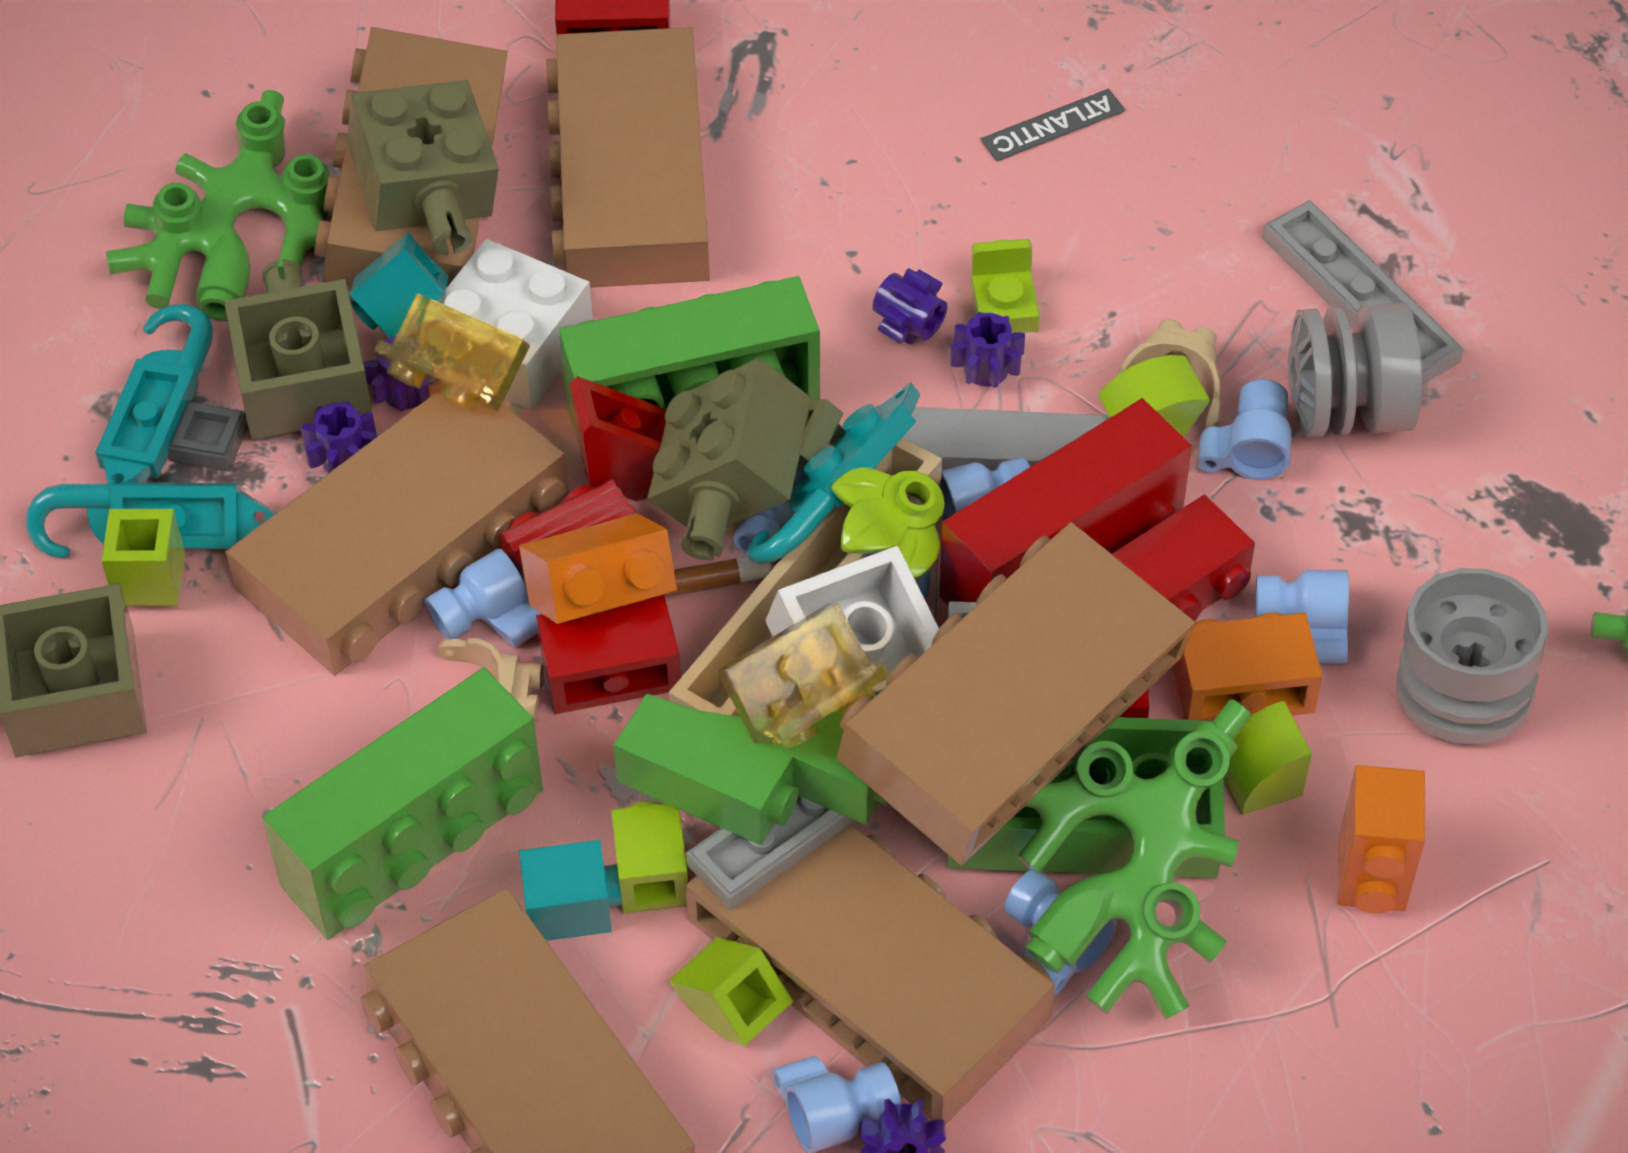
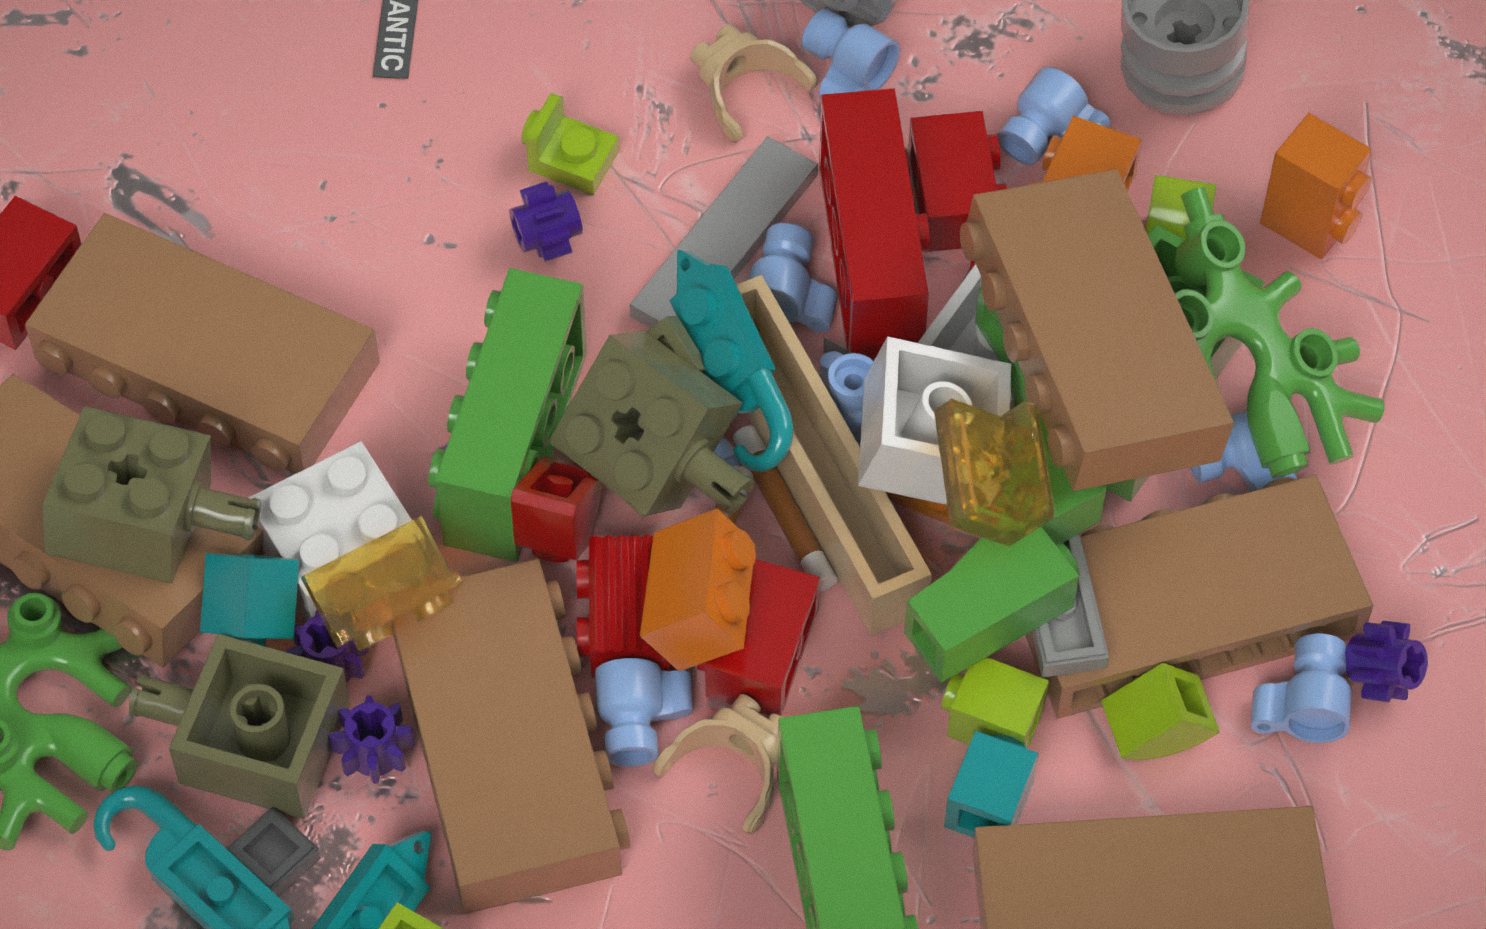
camera: 60 degrees left, 5 degrees up
(886, 518) = (812, 336): lime plate -> none
(987, 349) = (631, 191): dark purple gear -> none
(1164, 384) = (776, 101): lime brick -> none

